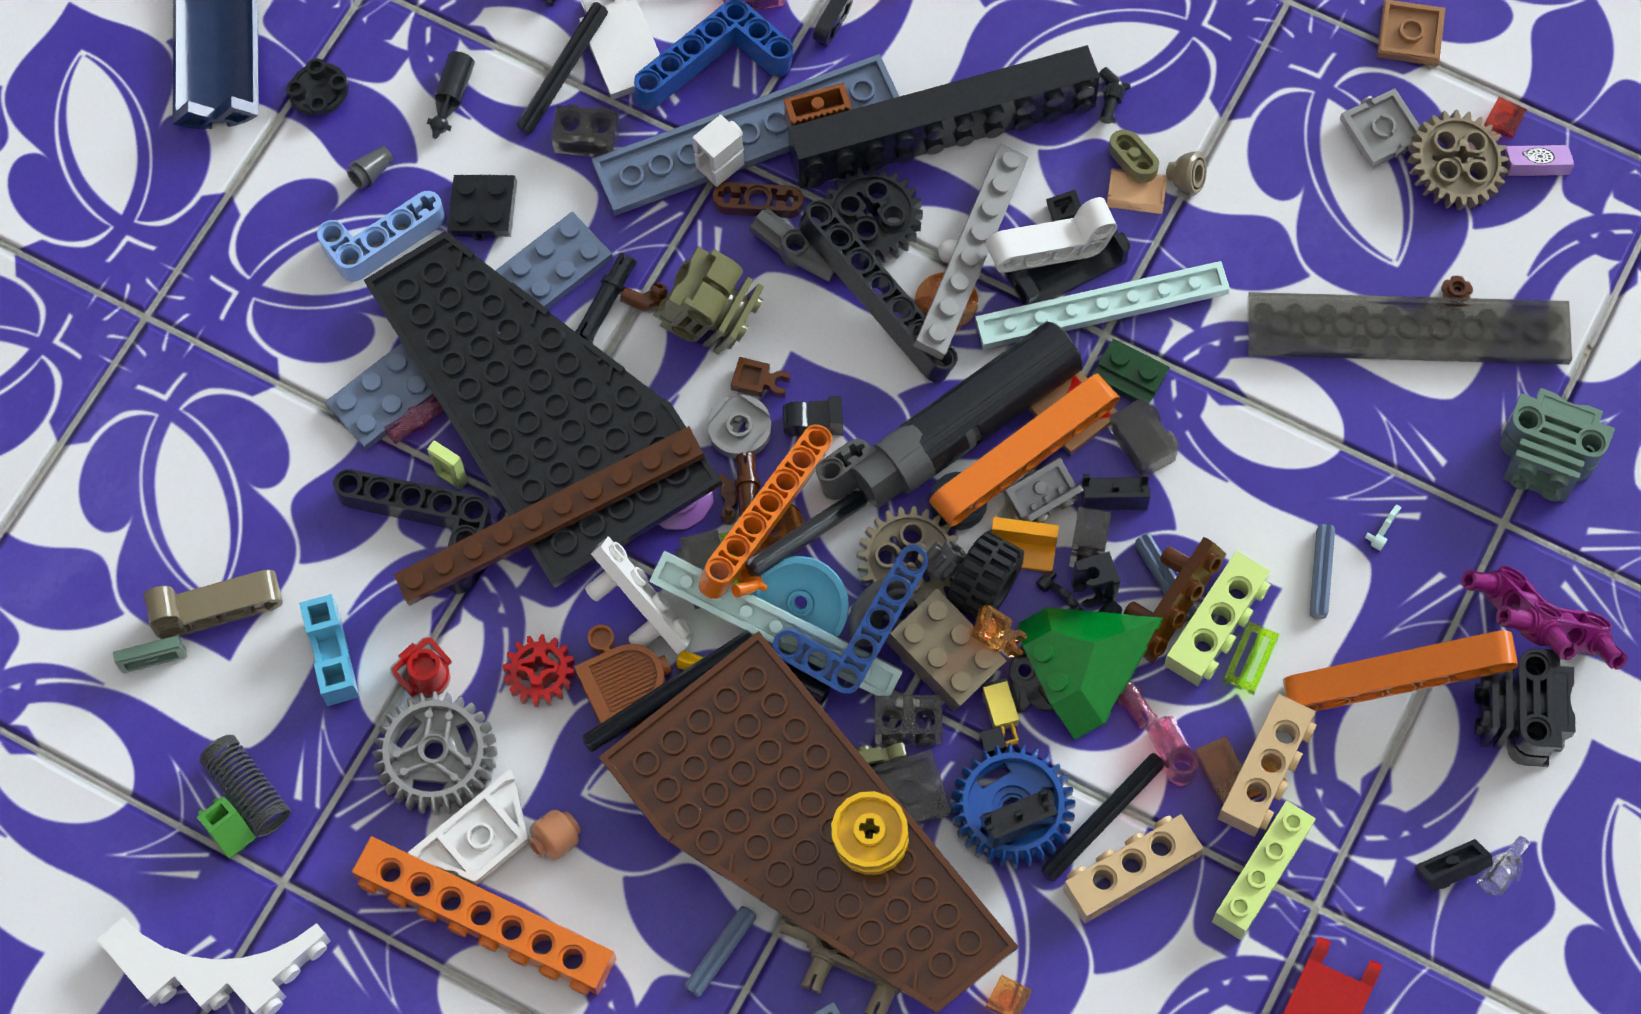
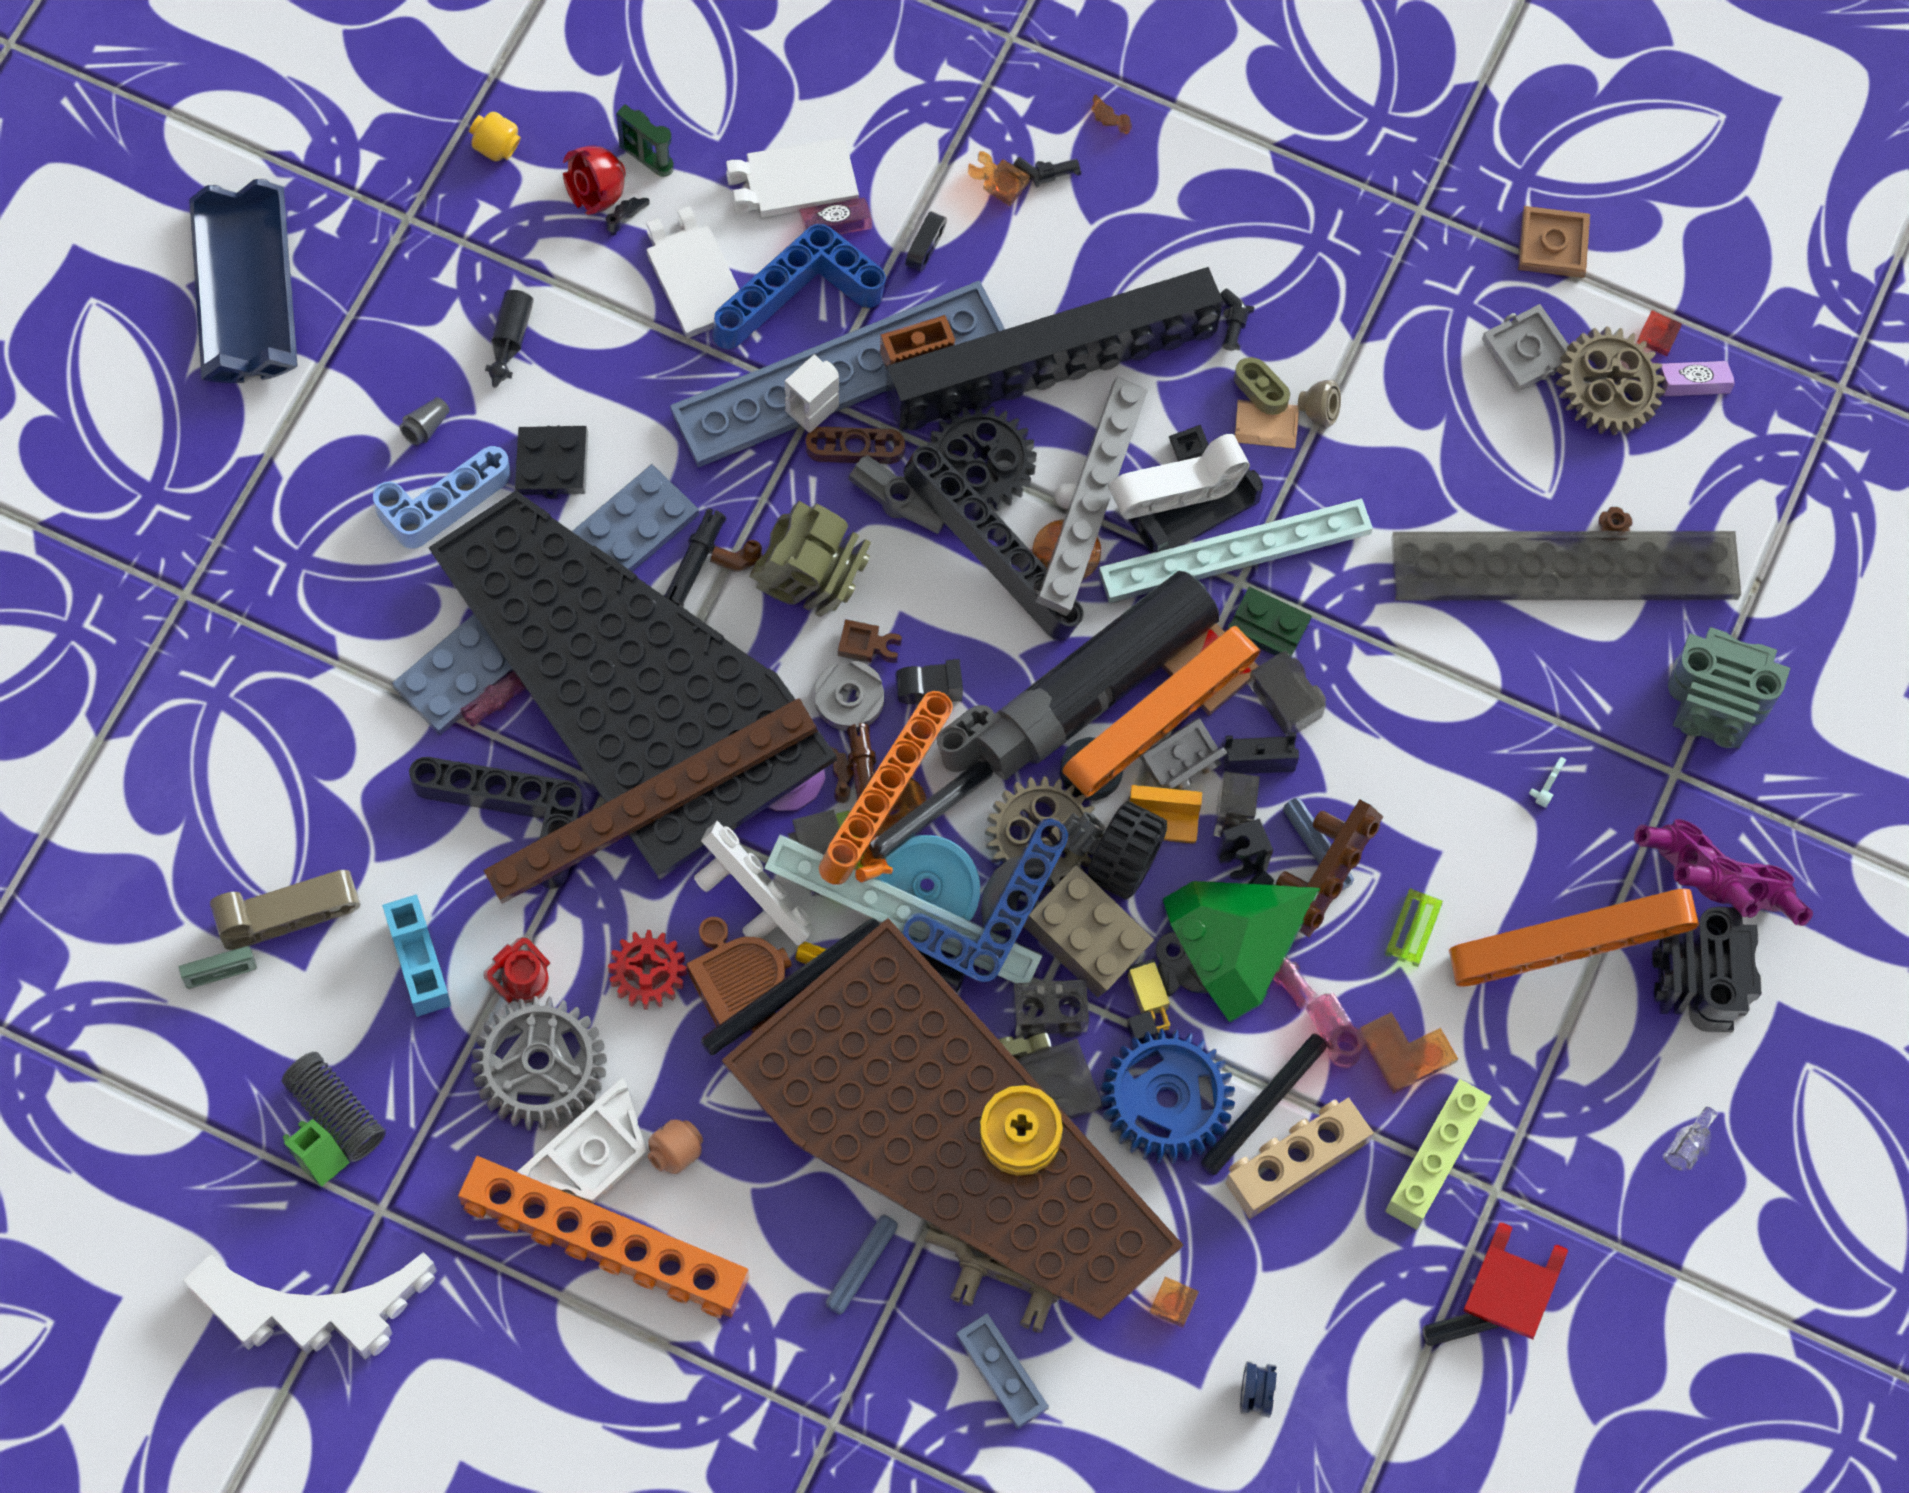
camera: 10 degrees left, 0 degrees up
(318, 88) = (361, 334): black dish -> none
(447, 465) = (534, 748): yellowish green tile -> none
(562, 68) = (631, 305): black axle -> none
(585, 139) = (660, 383): clear smoke brick -> none
(994, 631) = (1140, 909): clear orange plate -> none
(1019, 819) = (1176, 1109): black hinge -> none
(1045, 583) = (1190, 854): black piece -> none
(1238, 574) = (1397, 838): yellowish green brick -> none
(1283, 717) = (1456, 990): tan brick -> none
(1322, 571) = (1485, 831): sand blue axle -> none
(1454, 865) = (1638, 1140): black plate -> none

